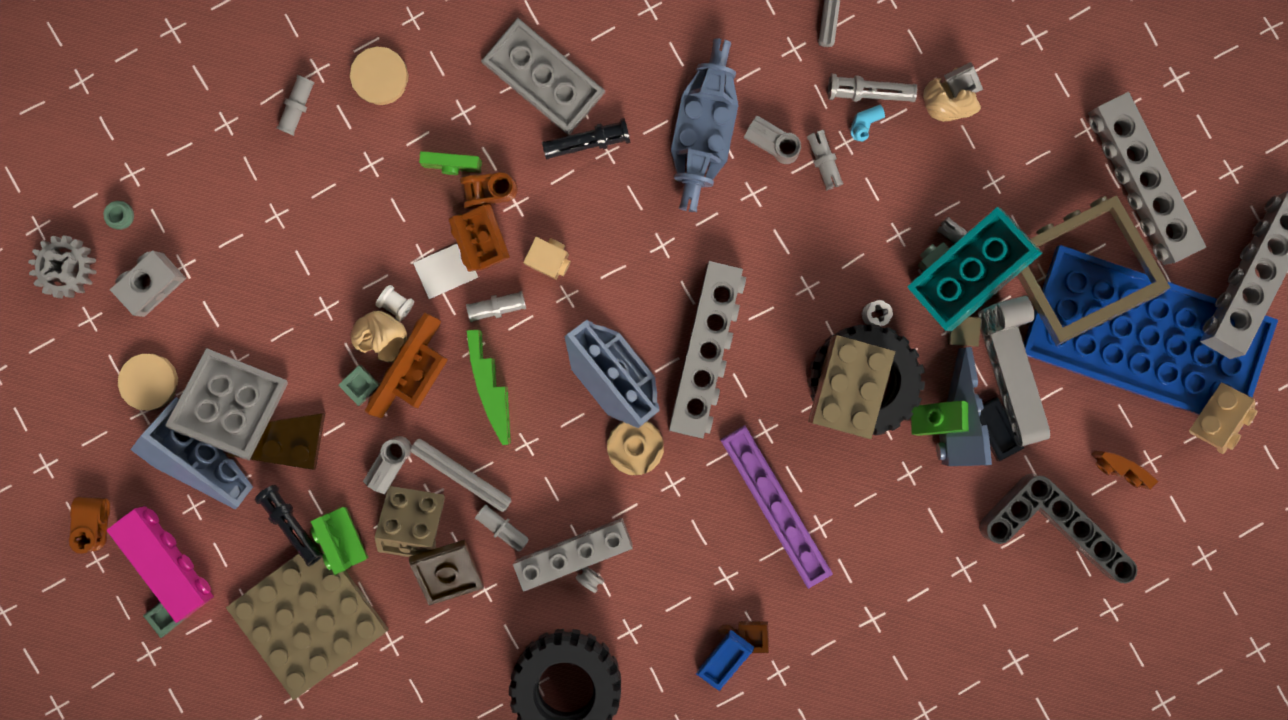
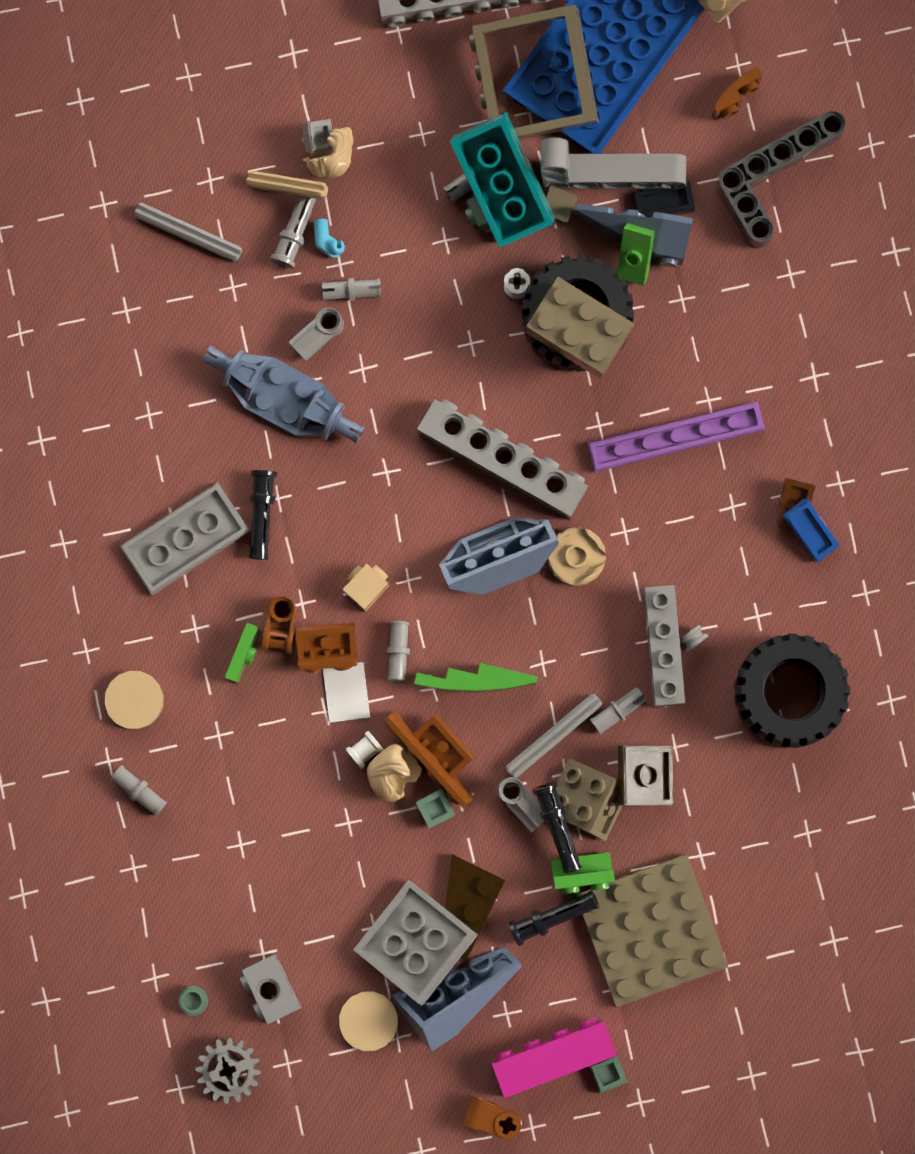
camera: 65 degrees left, 5 degrees down
(382, 498) = (553, 813): none -> black pin
(906, 68) = (287, 185): none -> tan axle

